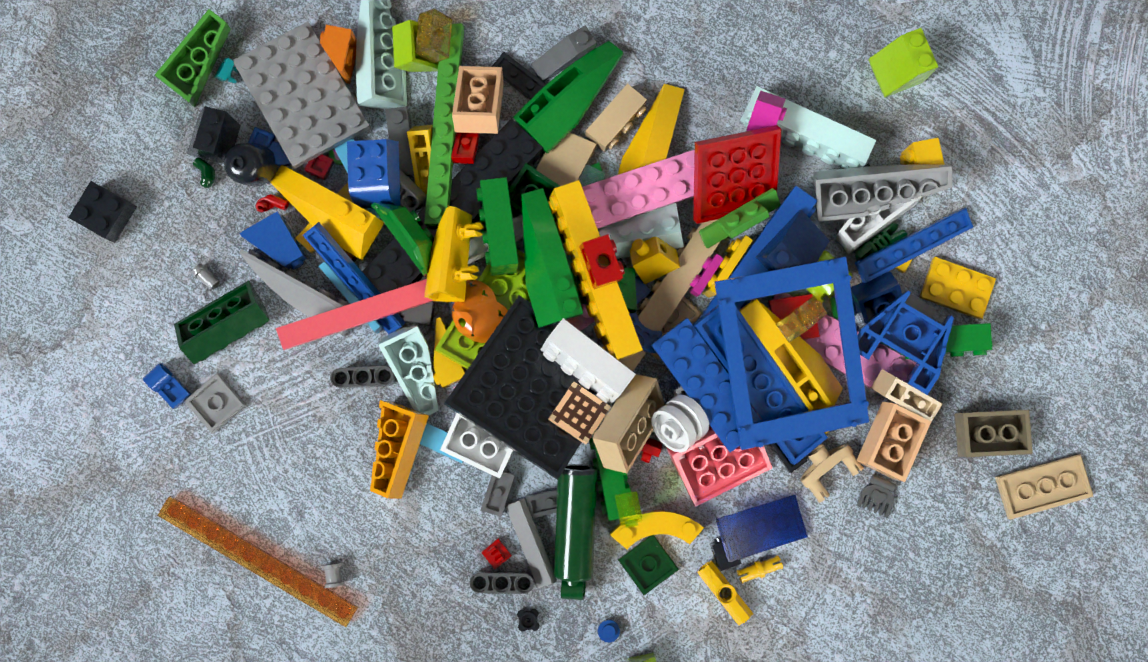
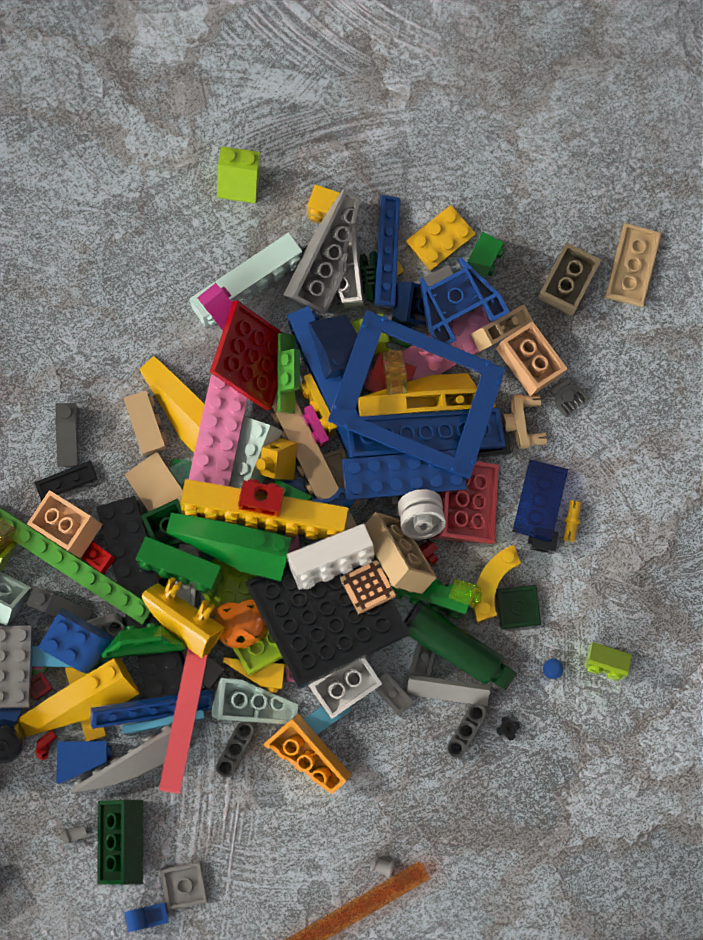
camera: 60 degrees left, 5 degrees down
(420, 149) = (75, 593): yellow slope -> none
(496, 553) = (440, 723): red tile -> none
(567, 96) = (105, 452): green wedge -> none
(733, 603) = (587, 557): yellow piece -> none

